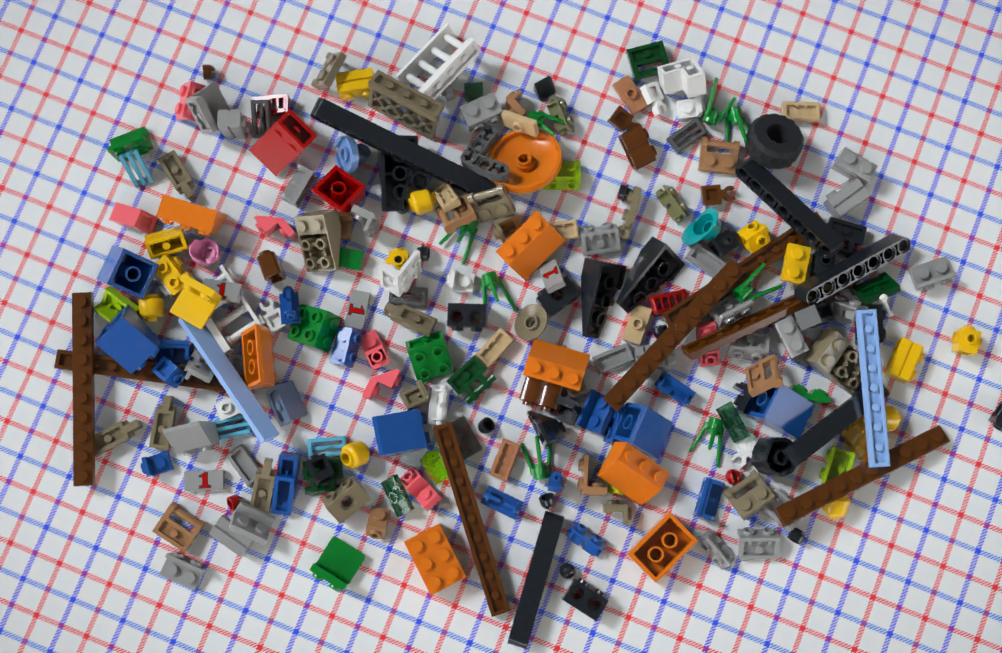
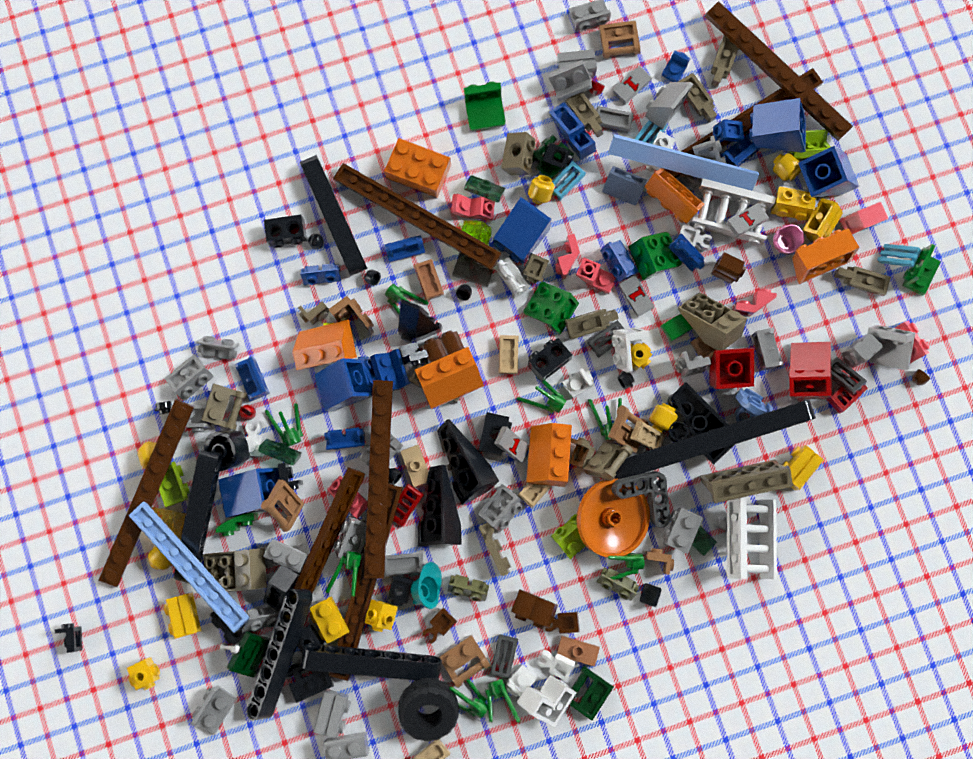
camera: 140 degrees right, 0 degrees up
(195, 302) = (757, 192): yellow bracket -> none
(329, 70) = (830, 458): dark tan plate -> none
(378, 522) = (482, 159): medium nougat bracket -> none
(466, 375) = (510, 318): dark green plate -> none
(520, 123) = (643, 546): tan plate -> none
(531, 322) = (501, 392): dark tan dish -> none
(555, 482) = (375, 289): blue hinge -> none
(613, 359) = (411, 424): light grey tile -> none
(623, 192) = (514, 563): black plate -> none
(661, 547) = (258, 312): orange brick -> none
(750, 347) = (309, 524): light grey bracket -> none

